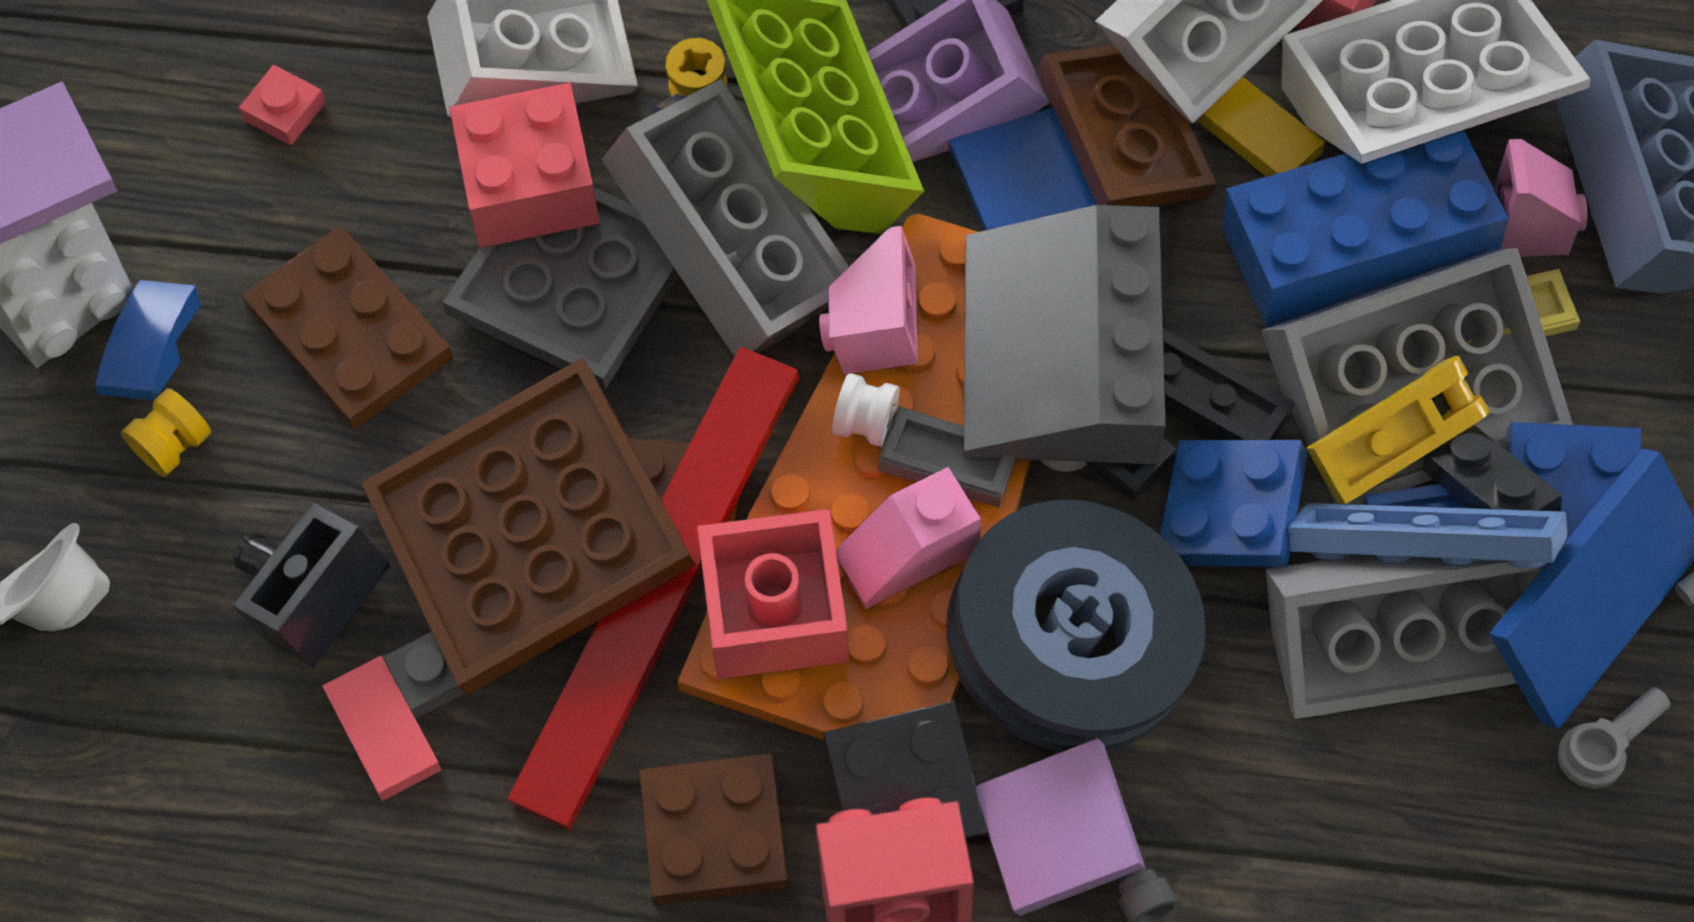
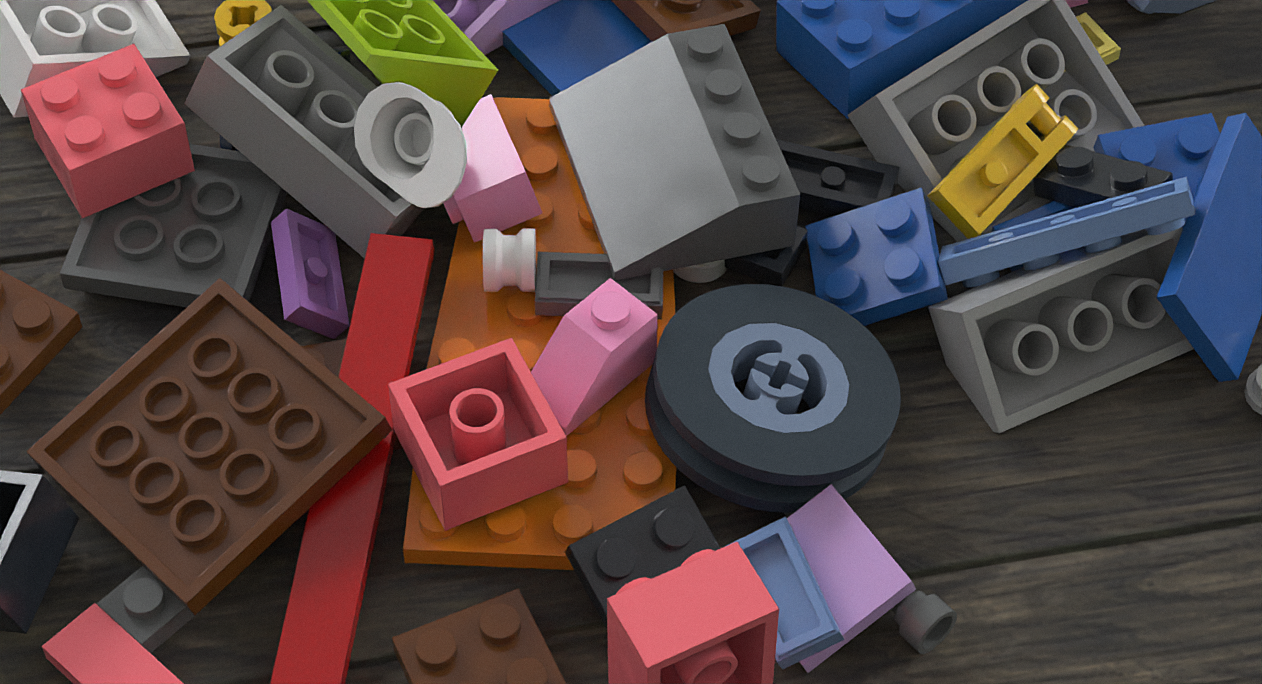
camera: 20 degrees left, 10 degrees down
(676, 365) = (309, 274): none -> medium lavender plate
(800, 270) = (411, 143): none -> white piece
(1017, 834) = (804, 614): none -> medium blue tile

